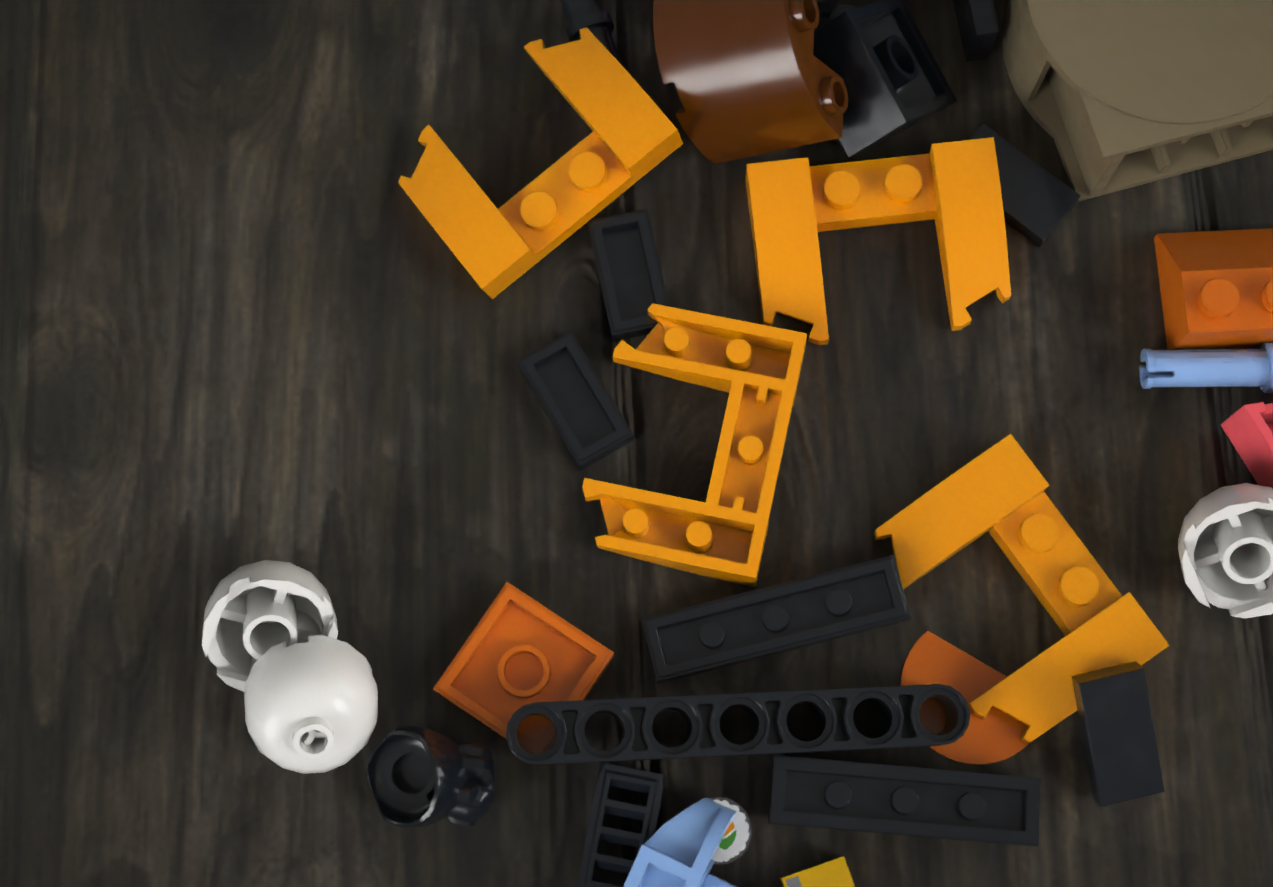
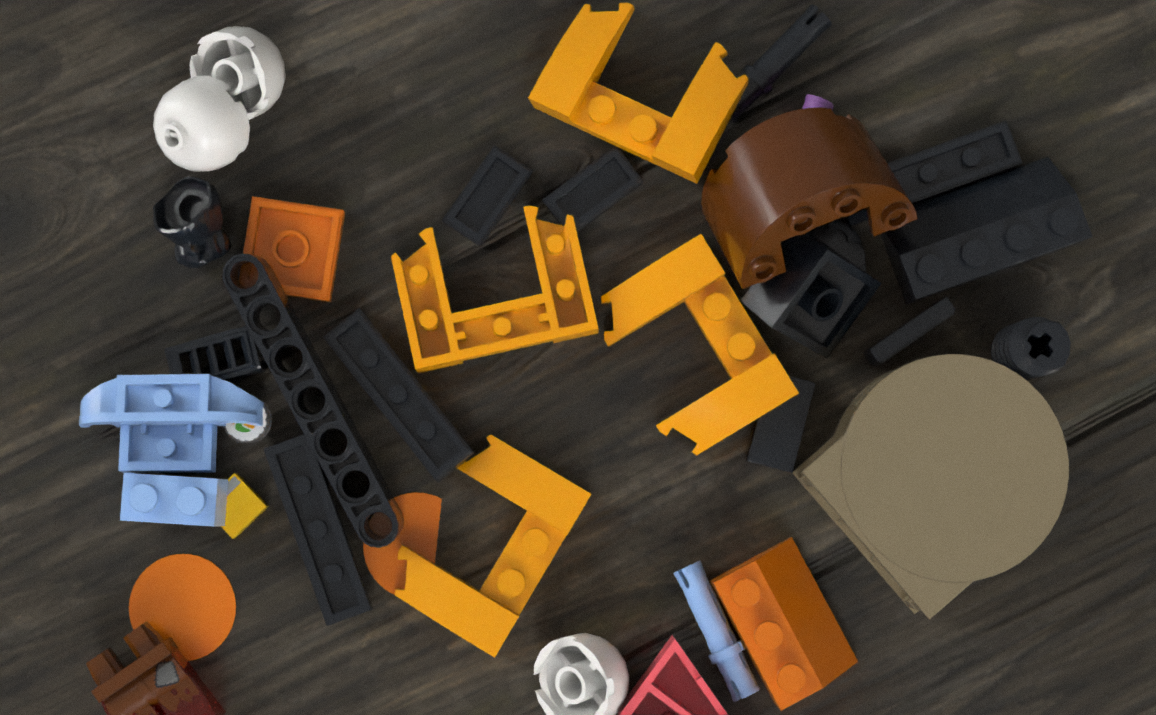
camera: 60 degrees right, 10 degrees up
(1118, 733) = (422, 648): black tile -> none

